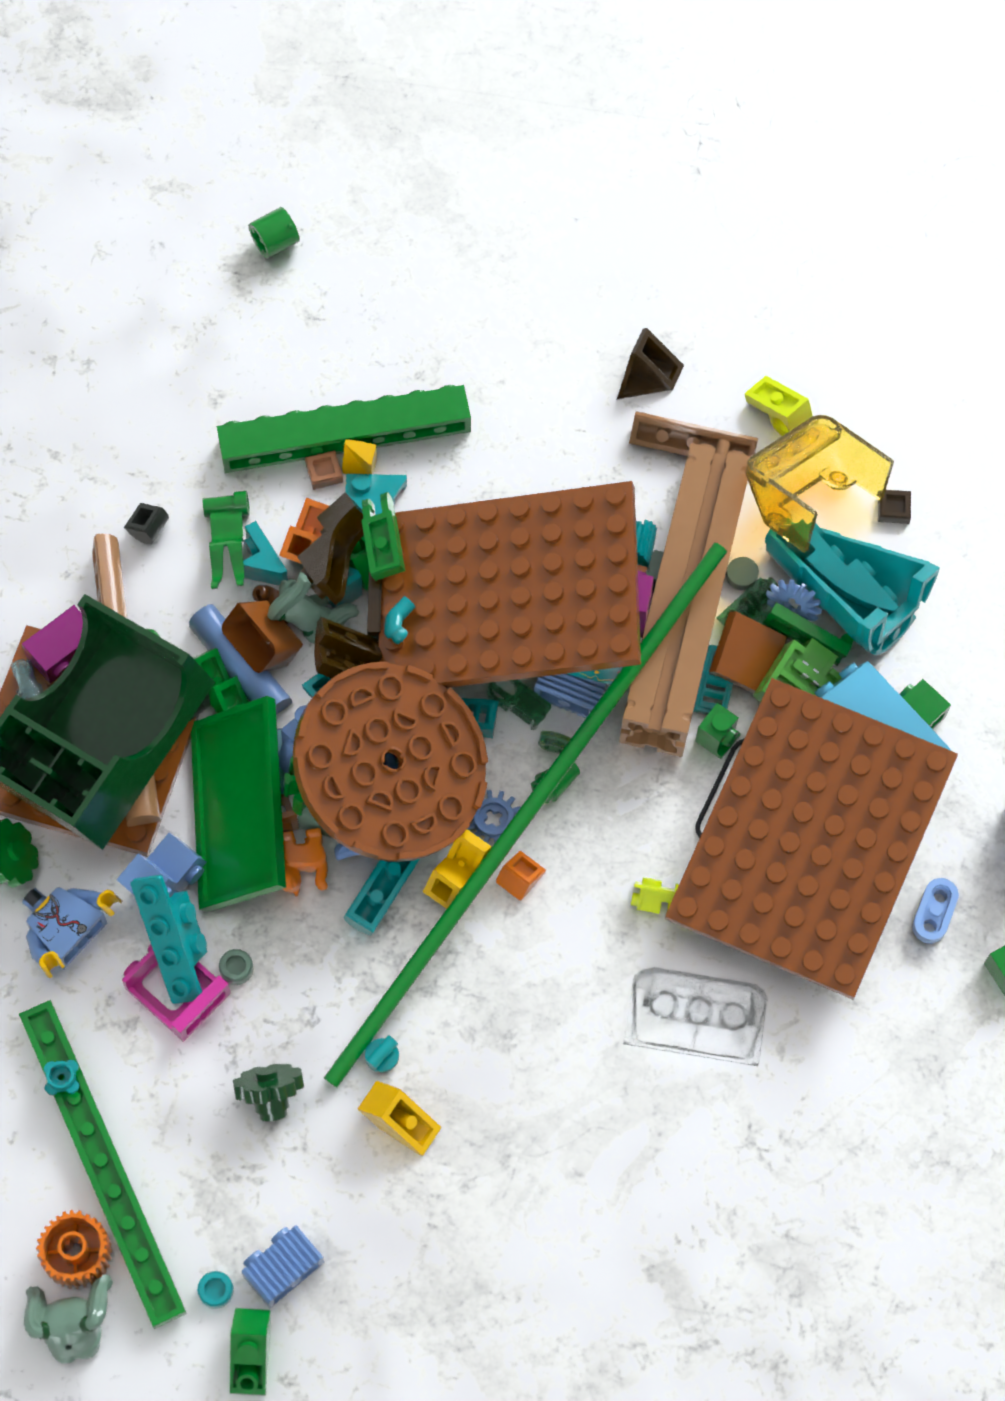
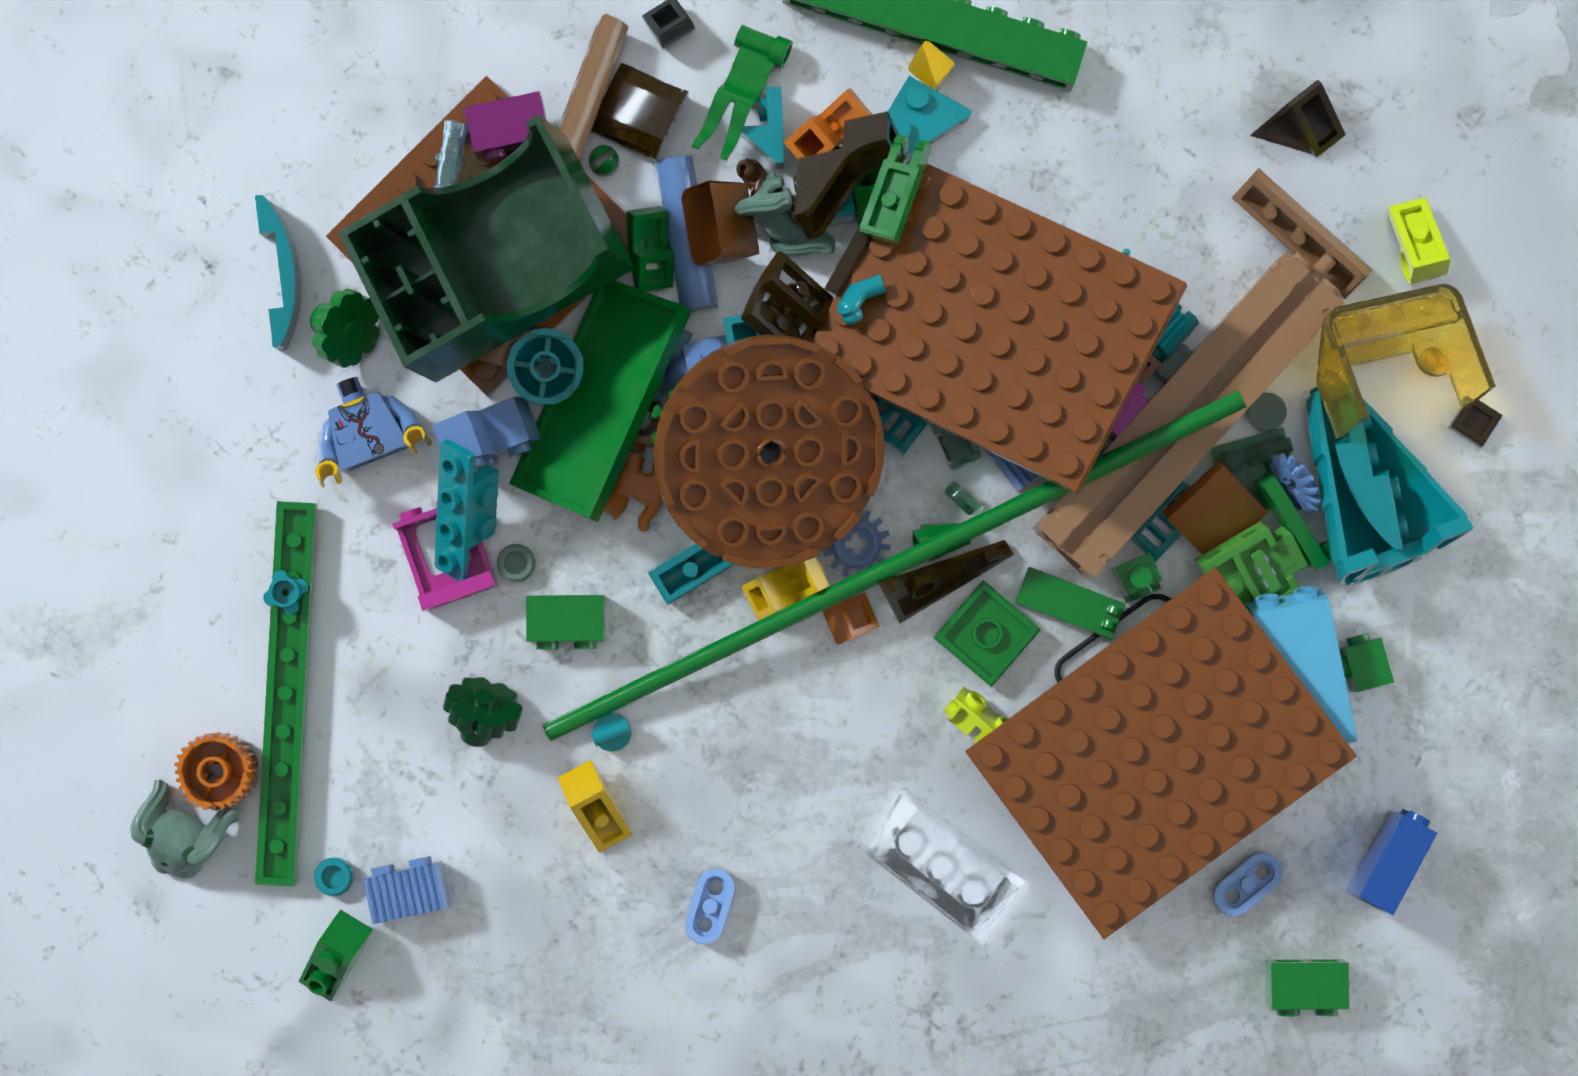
camera: 35 degrees right, 20 degrees up
(157, 594) = (638, 111): none -> dark brown slope
(182, 799) = (545, 366): none -> teal cylinder
(299, 986) = (565, 619): none -> green brick
(324, 470) = (888, 56): nougat tile -> none
(535, 1148) = (710, 905): none -> light blue plate
(562, 817) = (924, 586): none -> dark brown wing
(630, 830) = (987, 633): none -> green plate
(679, 777) = (1070, 603): none -> green hinge

